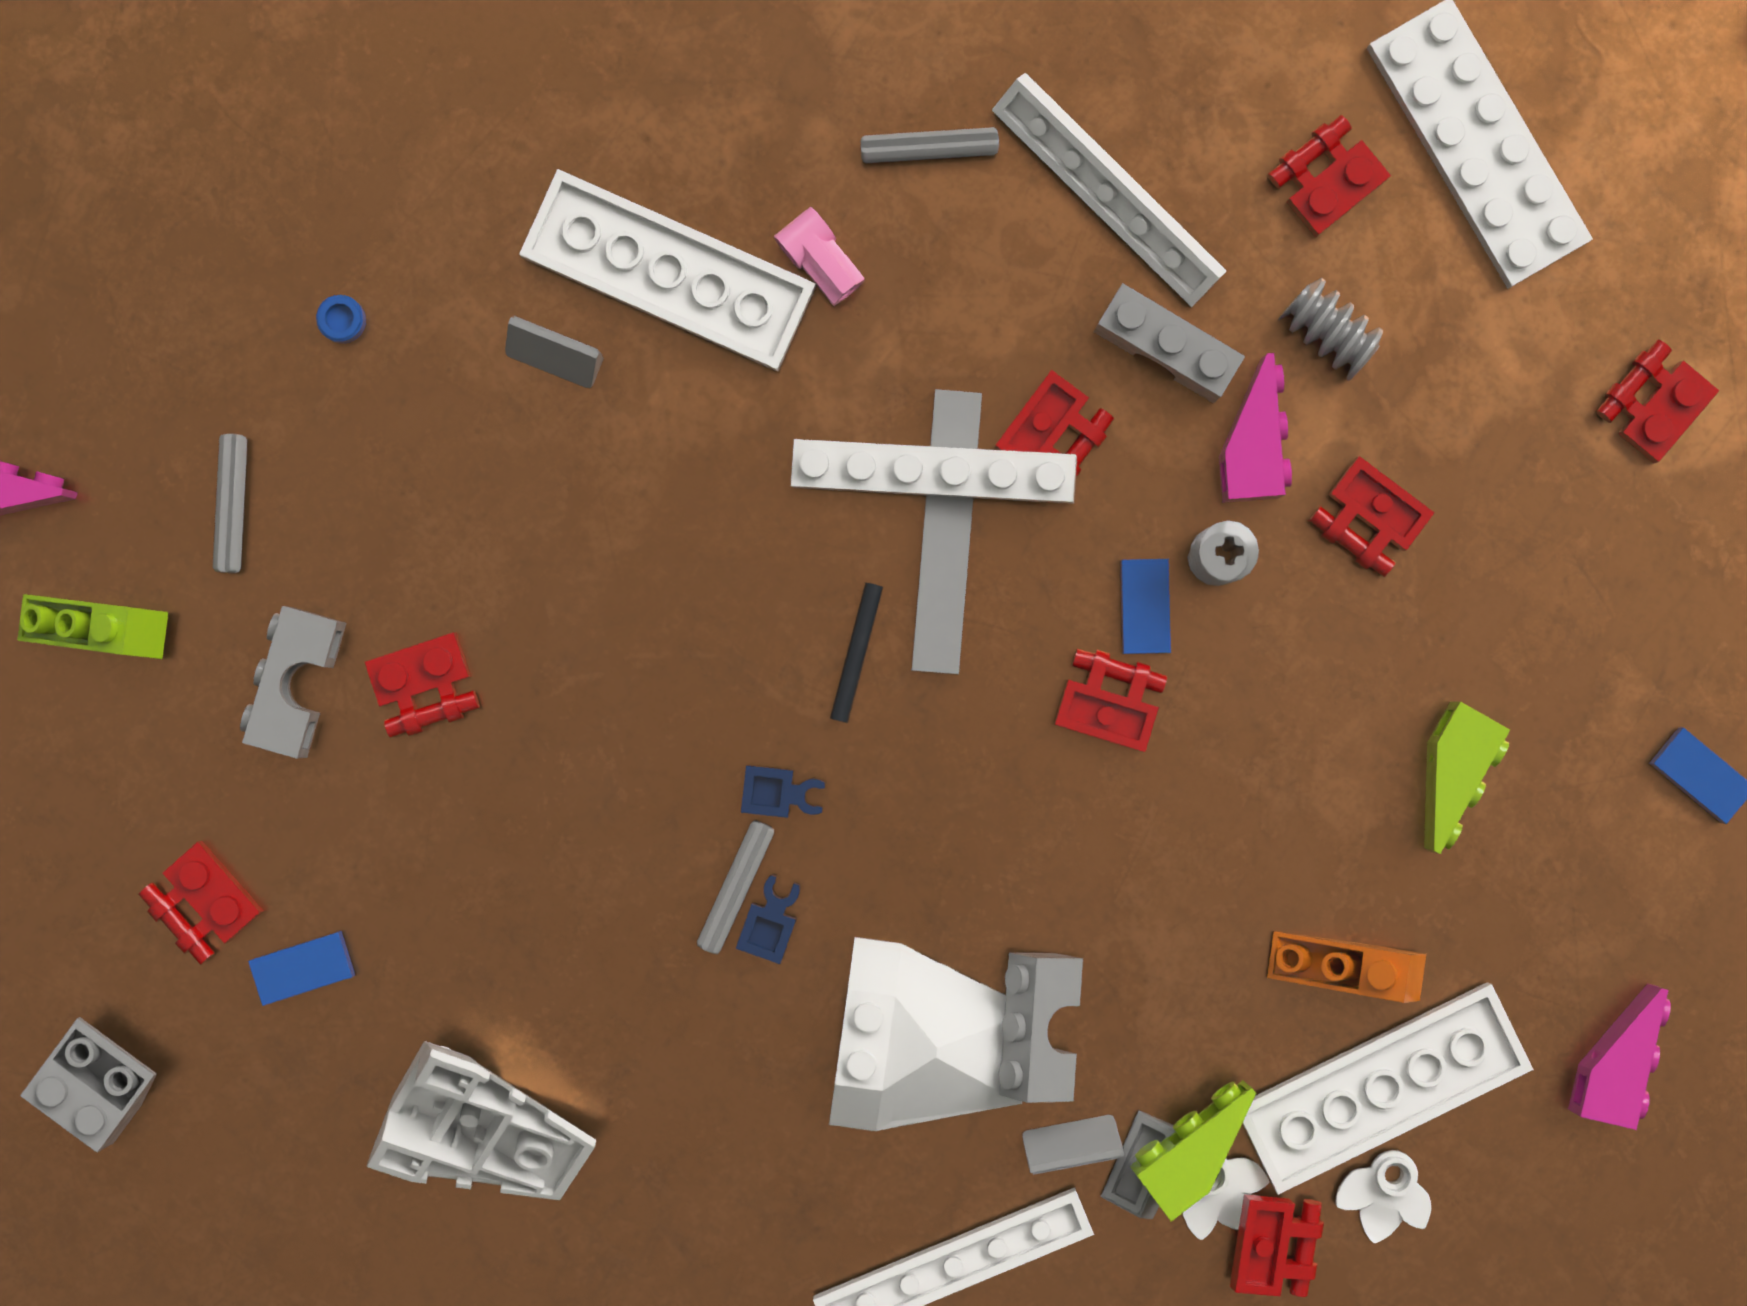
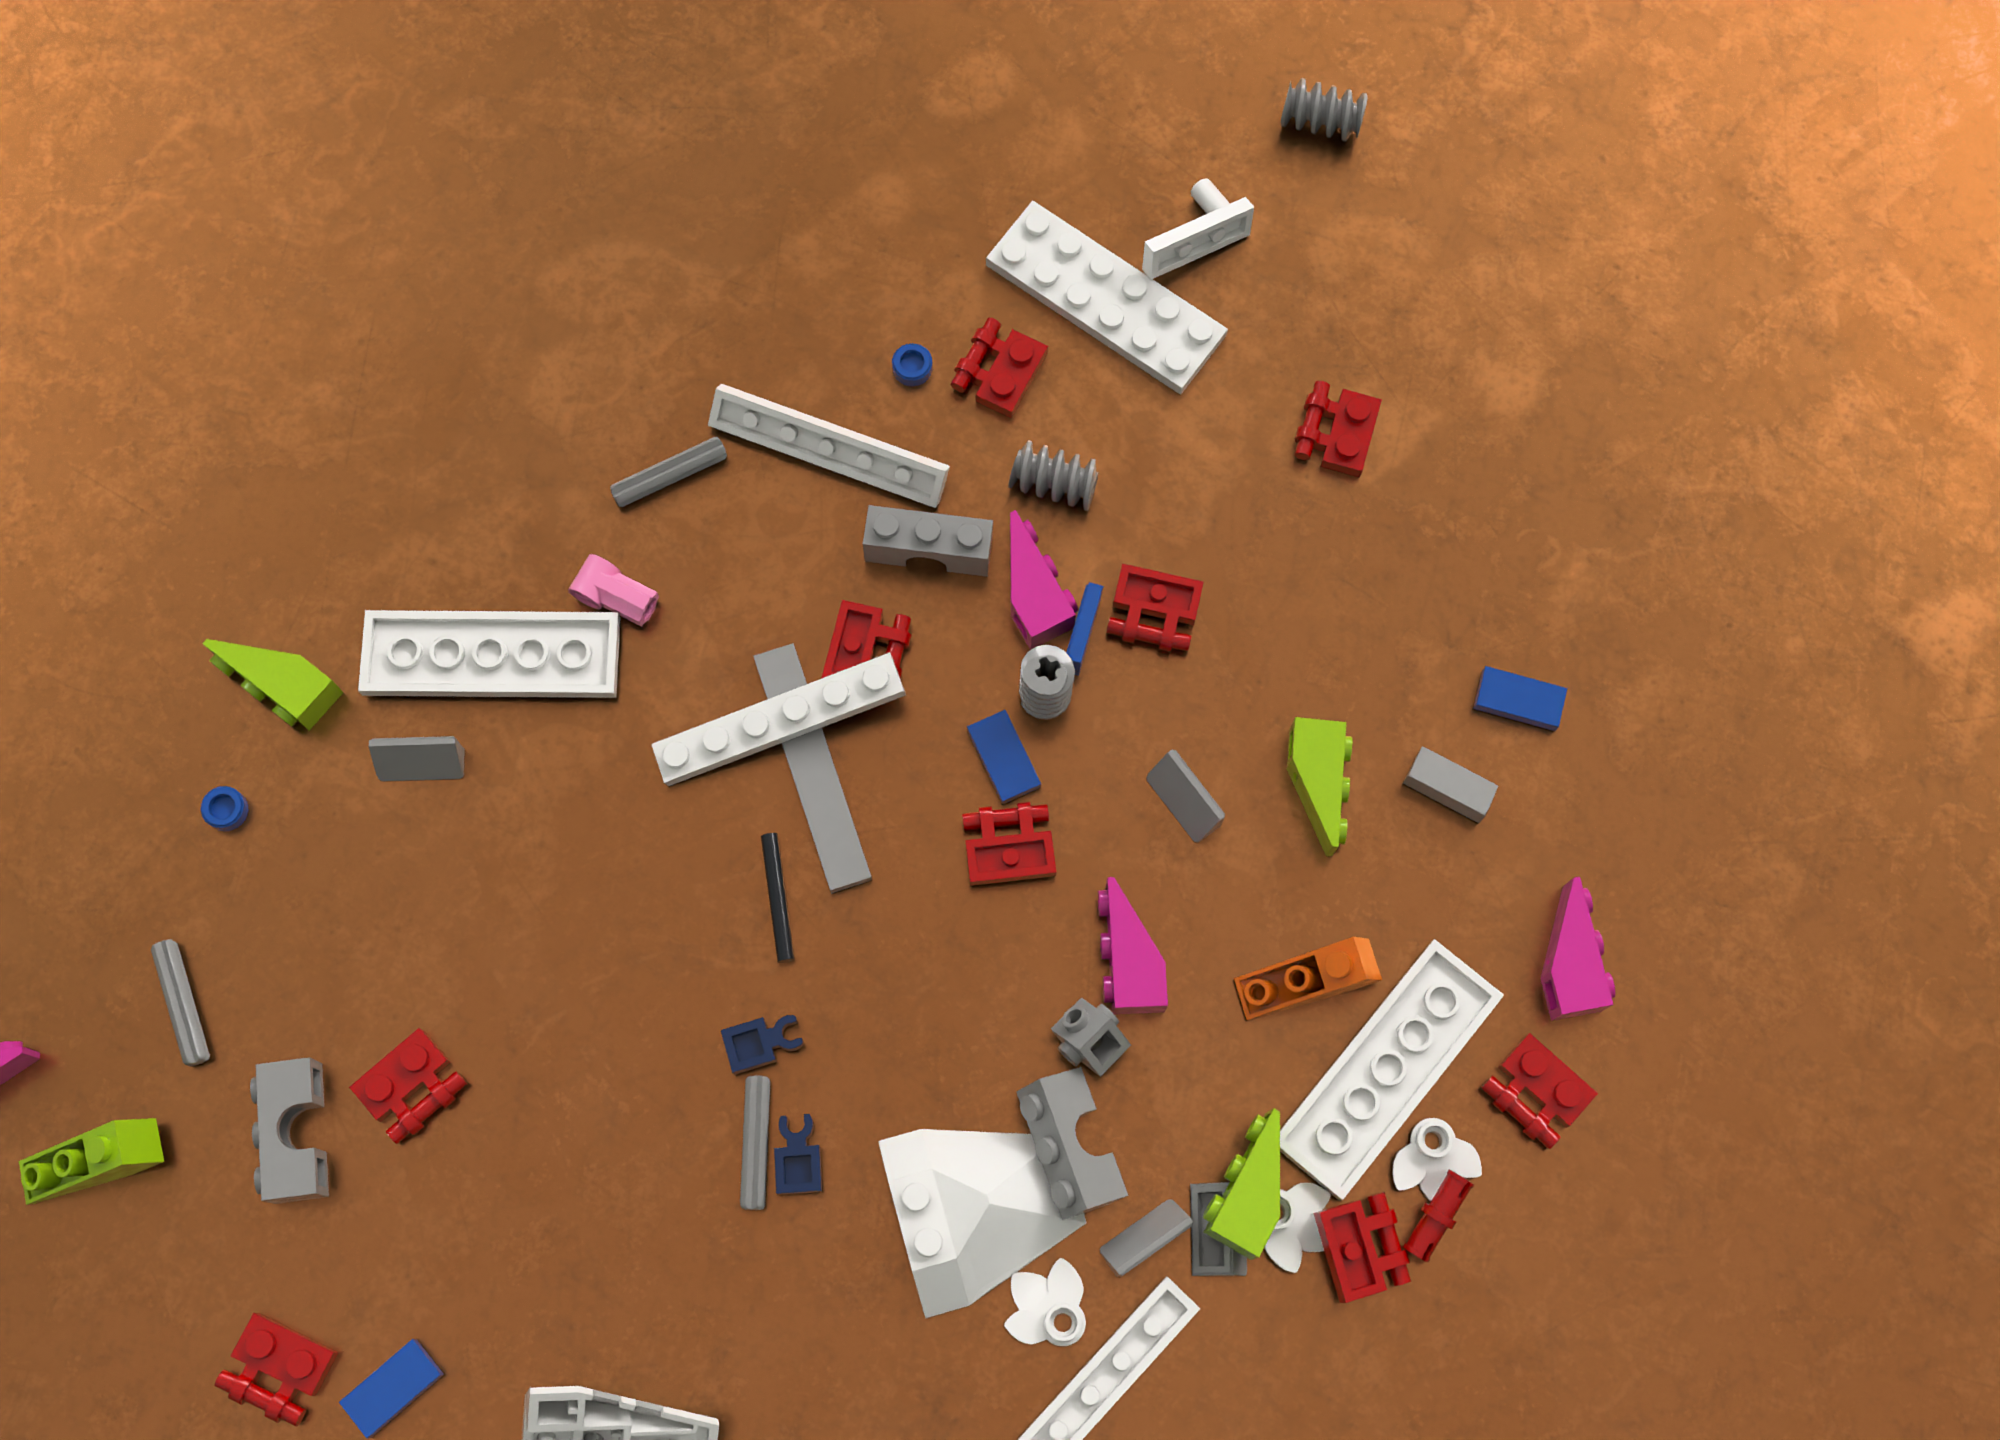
camera: 25 degrees left, 15 degrees down
(451, 212) = (287, 679): none -> lime slope
(947, 1158) = (1044, 1299): none -> white plate
(1105, 932) = (1090, 1036): none -> light grey brick
(1182, 877) = (1136, 966): none -> dark pink slope
(1237, 132) = (912, 364): none -> blue tile
(1288, 506) = (1084, 624): none -> blue tile
(1310, 730) = (1185, 796): none -> light grey slope
(1363, 1249) = (1438, 1216): none -> red pin
(1534, 1167) = (1548, 1082): none -> red plate
(1587, 833) = (1451, 784): none -> light grey slope
(1645, 118) = (1218, 228): none -> white piece

